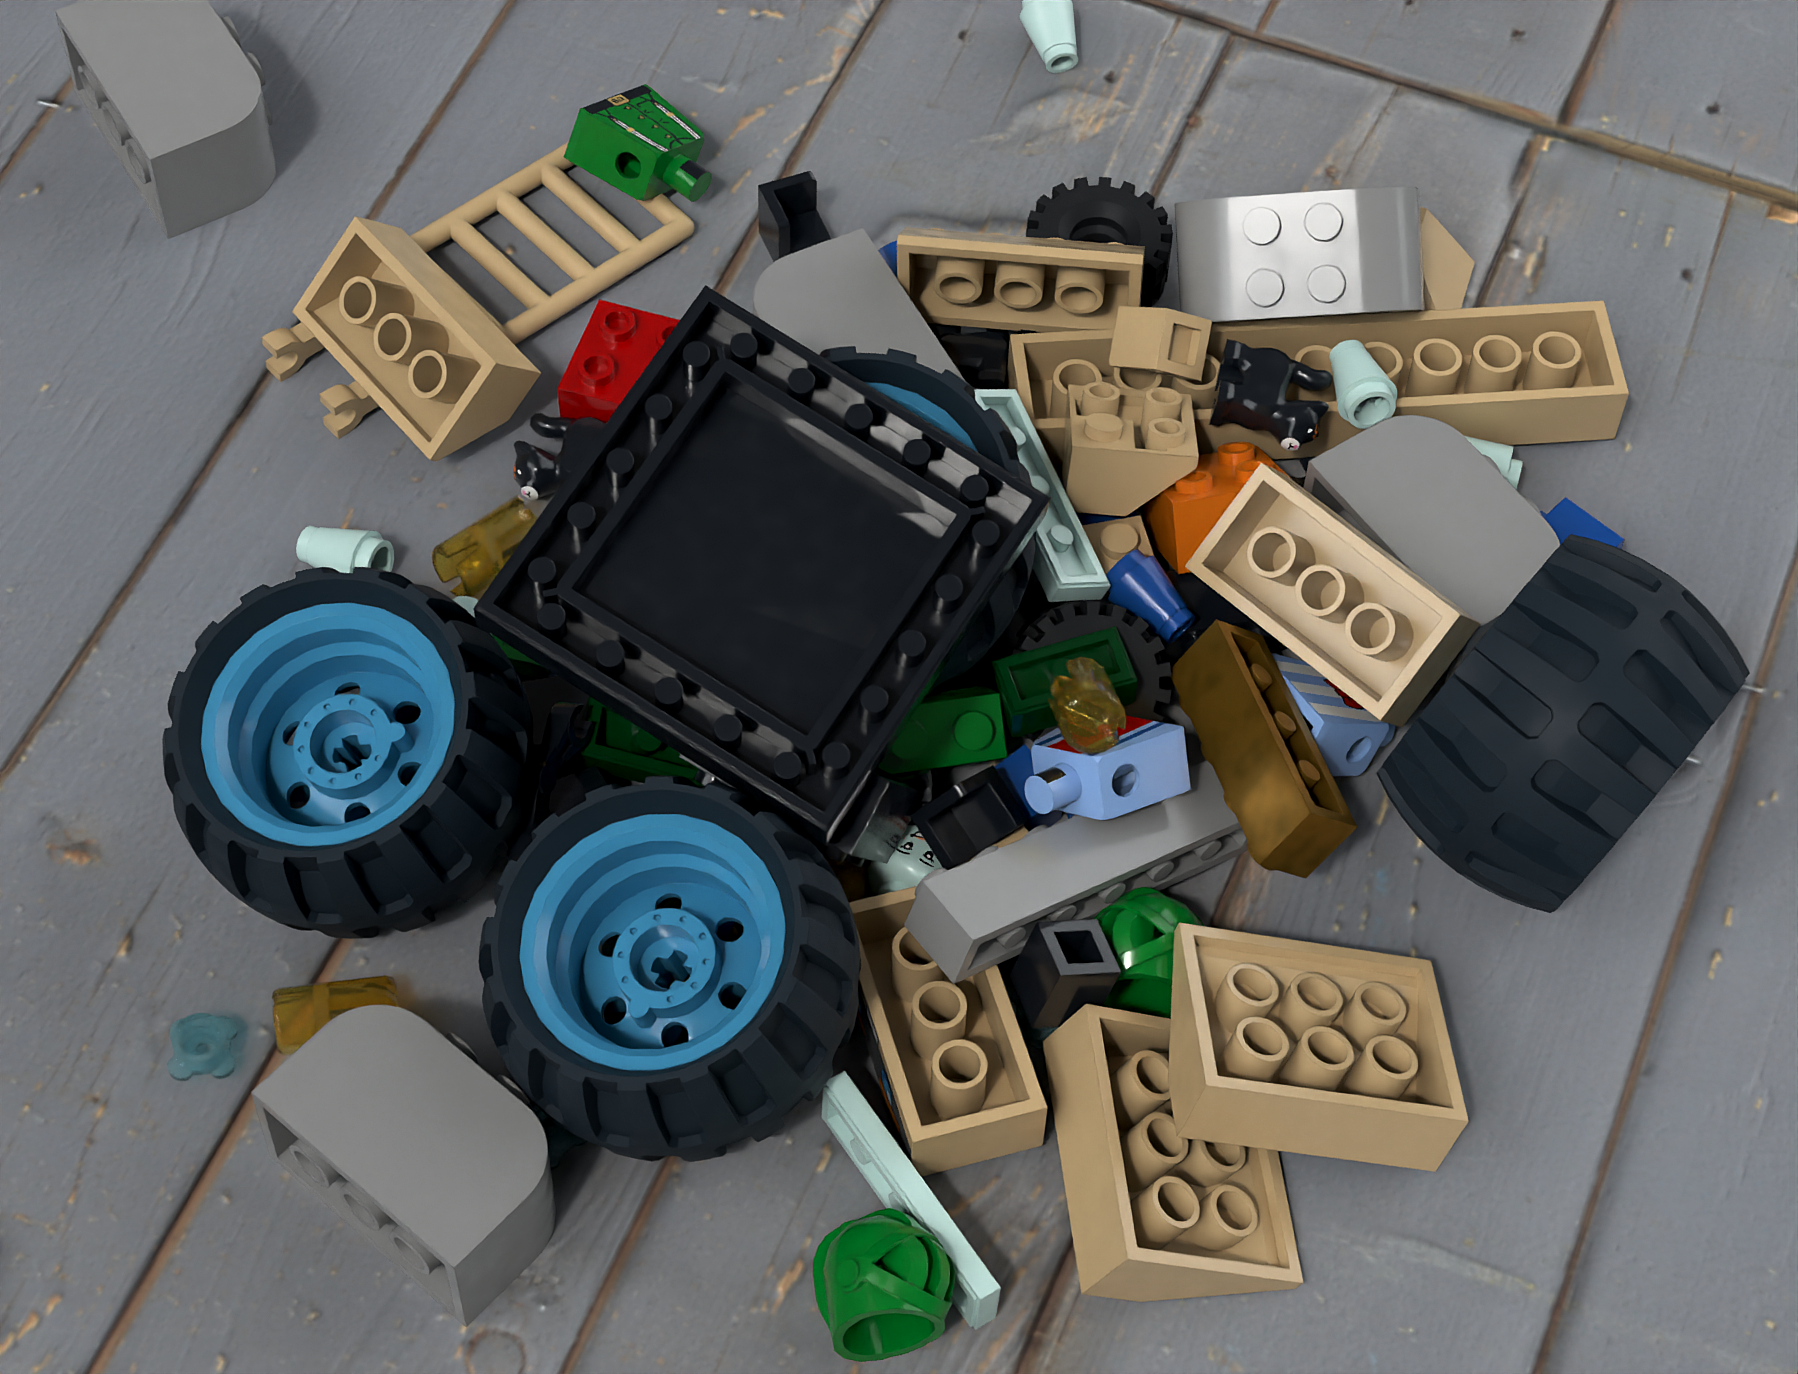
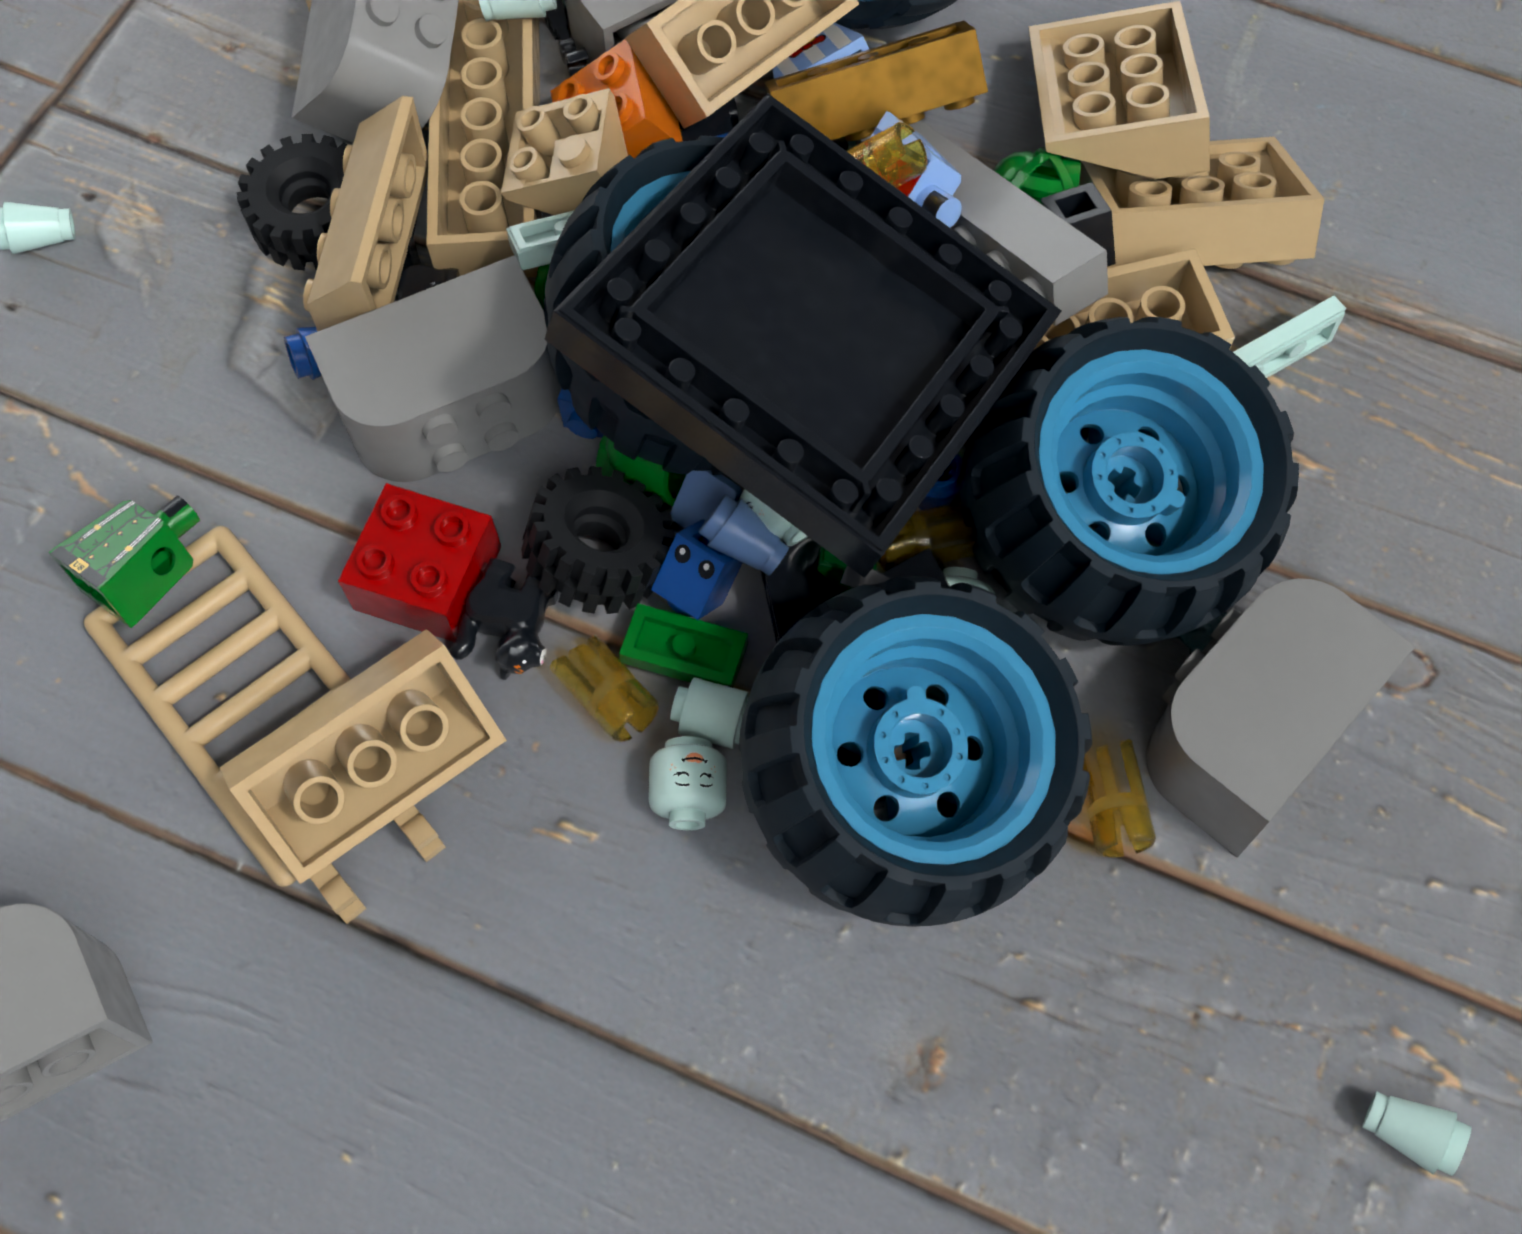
camera: 85 degrees left, 10 degrees up
(199, 1030) = (1160, 904): clear light blue plate -> none
(344, 549) = (605, 820): light aqua cone -> none
(790, 215) = (242, 441): black panel -> none
(882, 1286) = (1333, 377): green helmet -> none
(1160, 341) = (463, 125): tan panel -> none
(1253, 393) = (523, 61): black animal -> none

